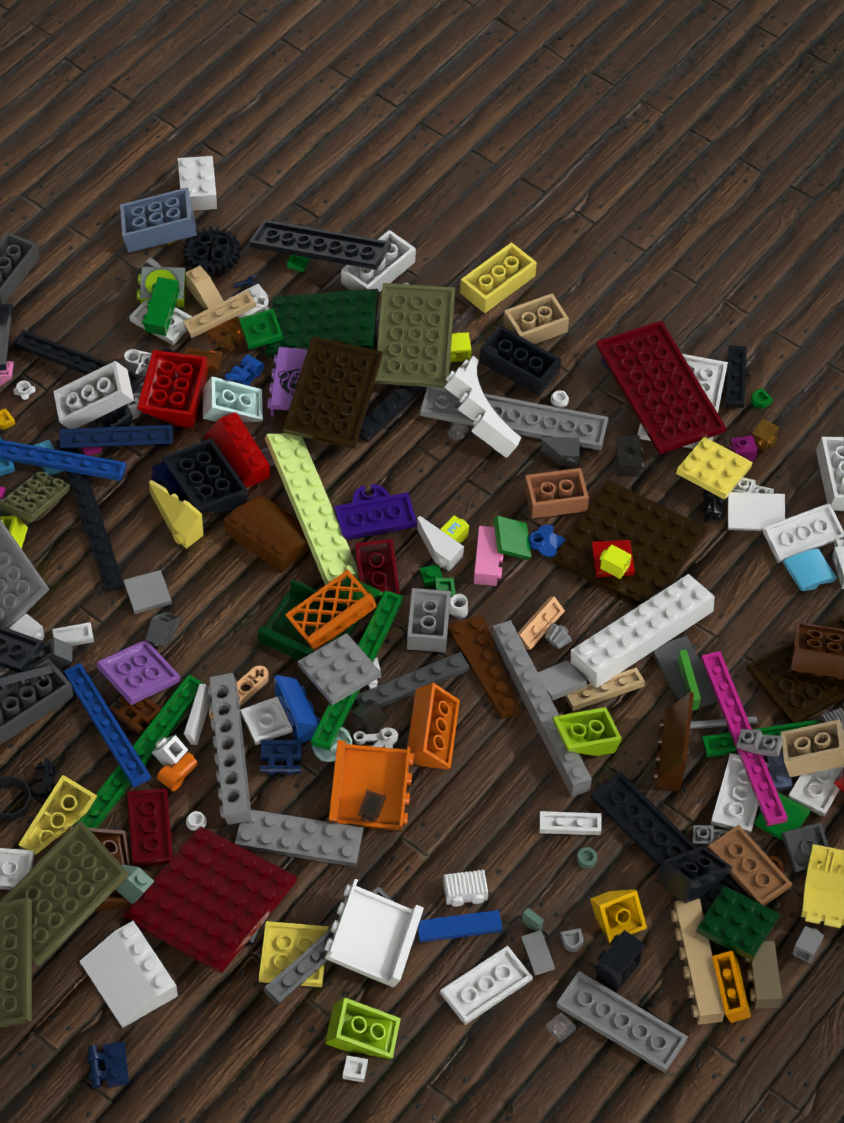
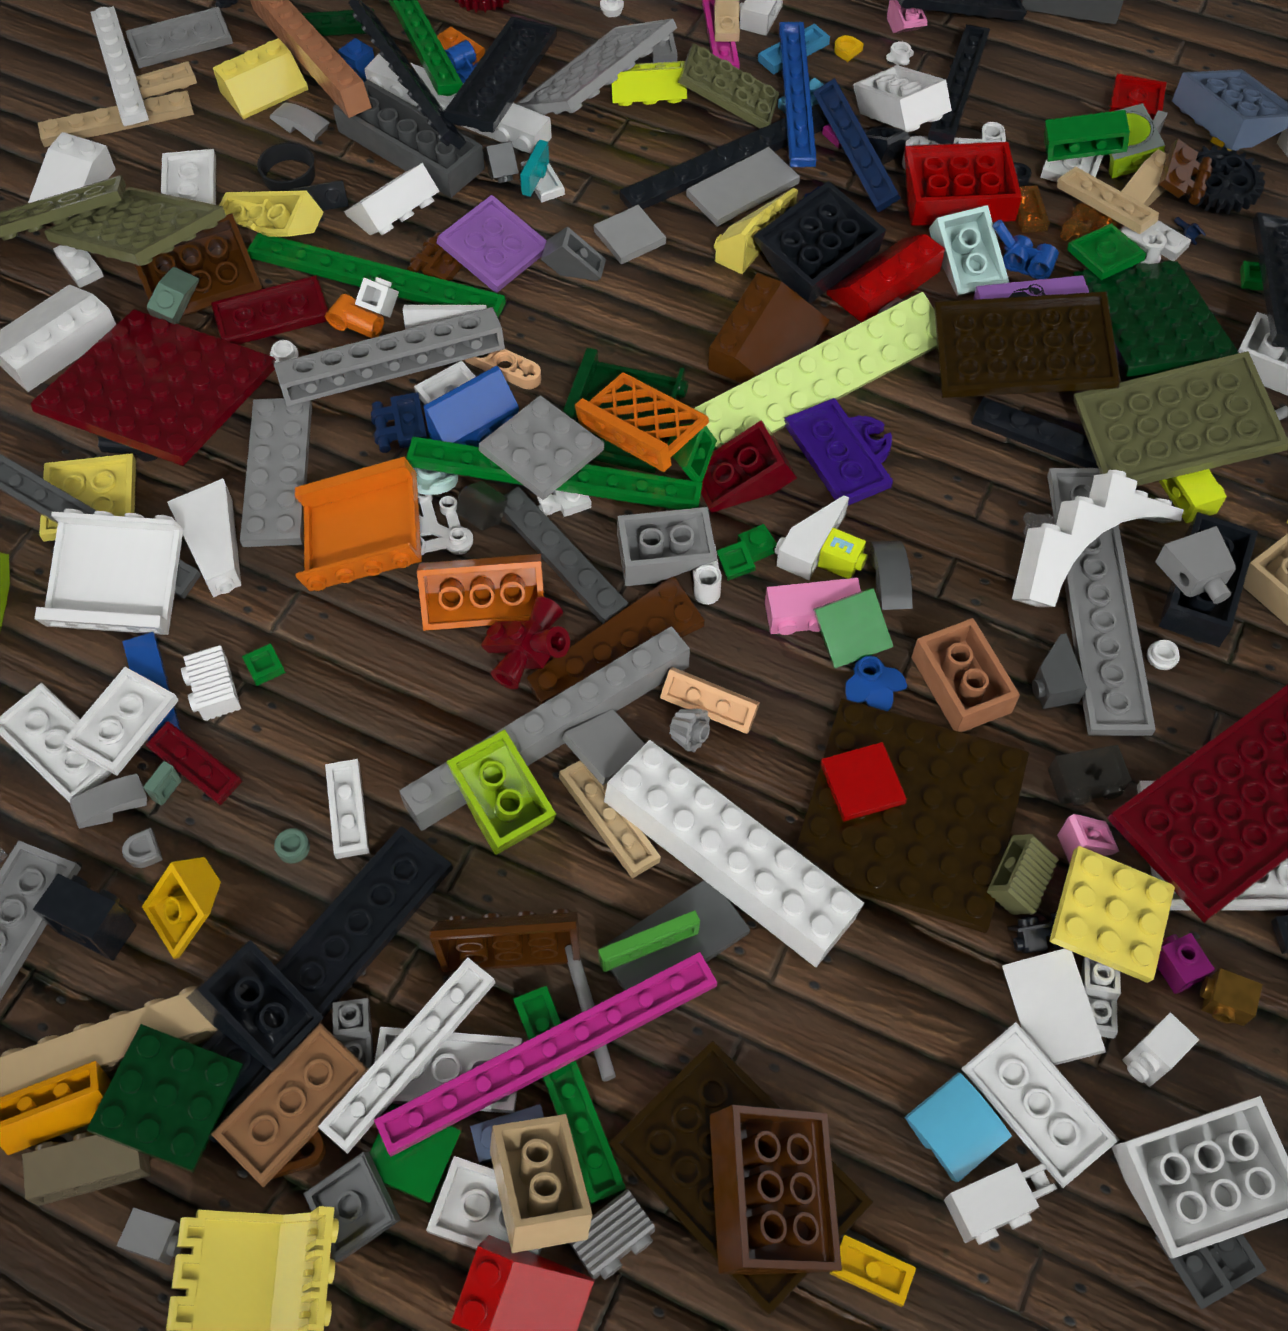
camera: 80 degrees right, 5 degrees up
(63, 954) = (78, 265): none -> white plate
(67, 732) = (394, 201): none -> white slope
(74, 632) = (535, 168): none -> teal plate
(107, 725) = (404, 234): blue tile -> none
(120, 269) = (1136, 90): none -> red plate
(123, 515) = (742, 186): none -> light grey tile
(212, 265) = (1178, 169): none -> reddish brown plate
(333, 876) = (210, 534): none -> white slope
(371, 806) = (323, 532): clear smoke brick -> none
(457, 858) = (263, 664): none -> green plate
(477, 507) = (892, 574): none -> dark grey brick
(481, 706) = (526, 642): none -> dark red brick
(485, 937) = (120, 720): none -> white plate
(514, 907) = (194, 763): none -> dark red tile
(522, 357) = (1199, 564): none -> light grey torso
(615, 561) = (845, 777): neon yellow brick -> none
(665, 470) = (1087, 833): none -> bright pink slope
(682, 502) = (1023, 875): none -> olive brick
(733, 804) = (406, 1055): none -> white plate
(755, 742) = (531, 1078): light grey slope -> none
(789, 471) = (1159, 1050): none -> white brick

